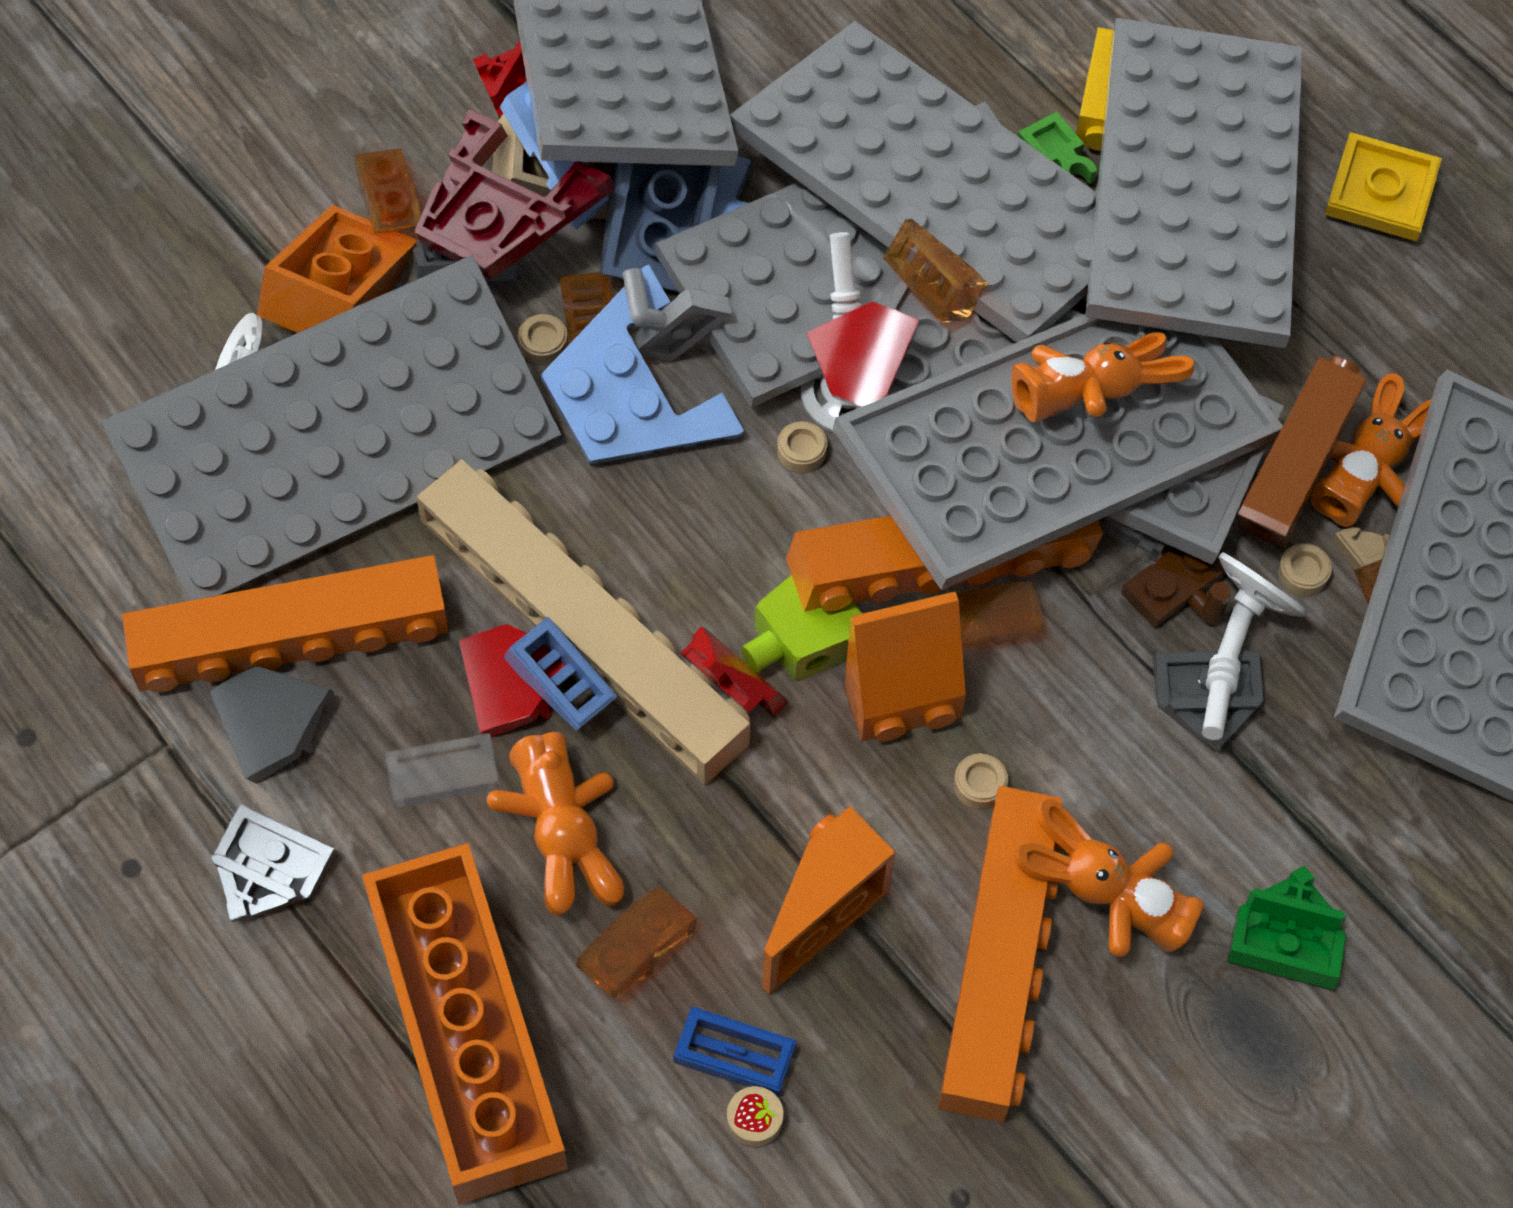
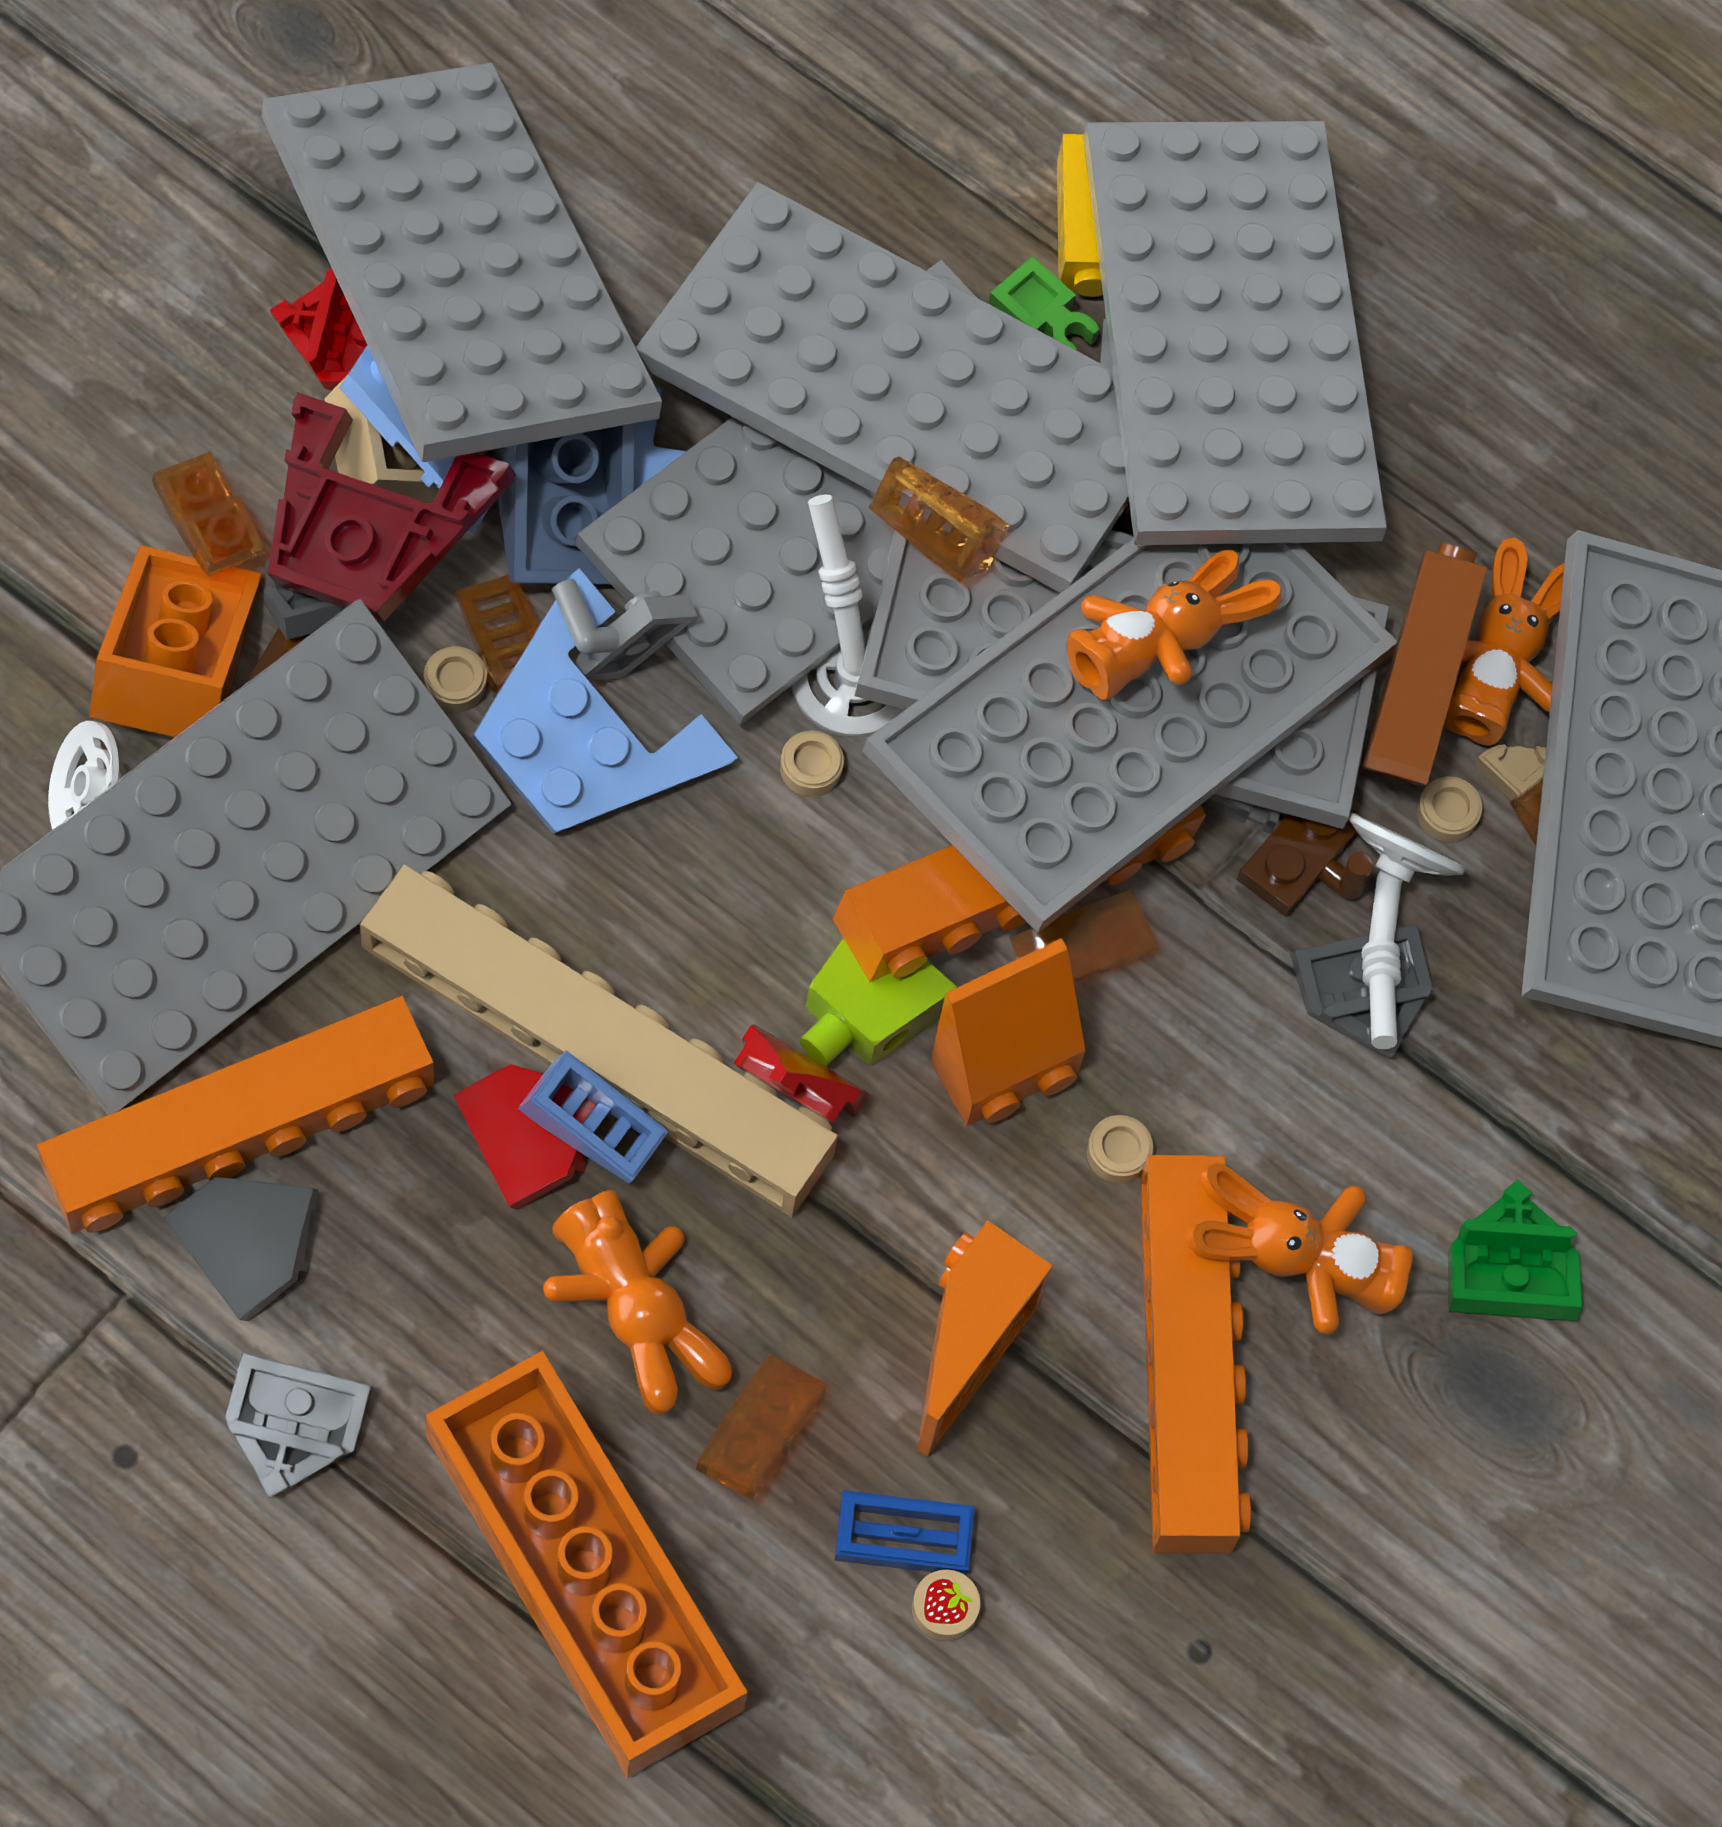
camera: 20 degrees left, 5 degrees up
(442, 770) = (473, 1261): clear tile -> none
(863, 351) = (876, 645): slope -> none
(1383, 186) = (1453, 285): yellow plate -> none

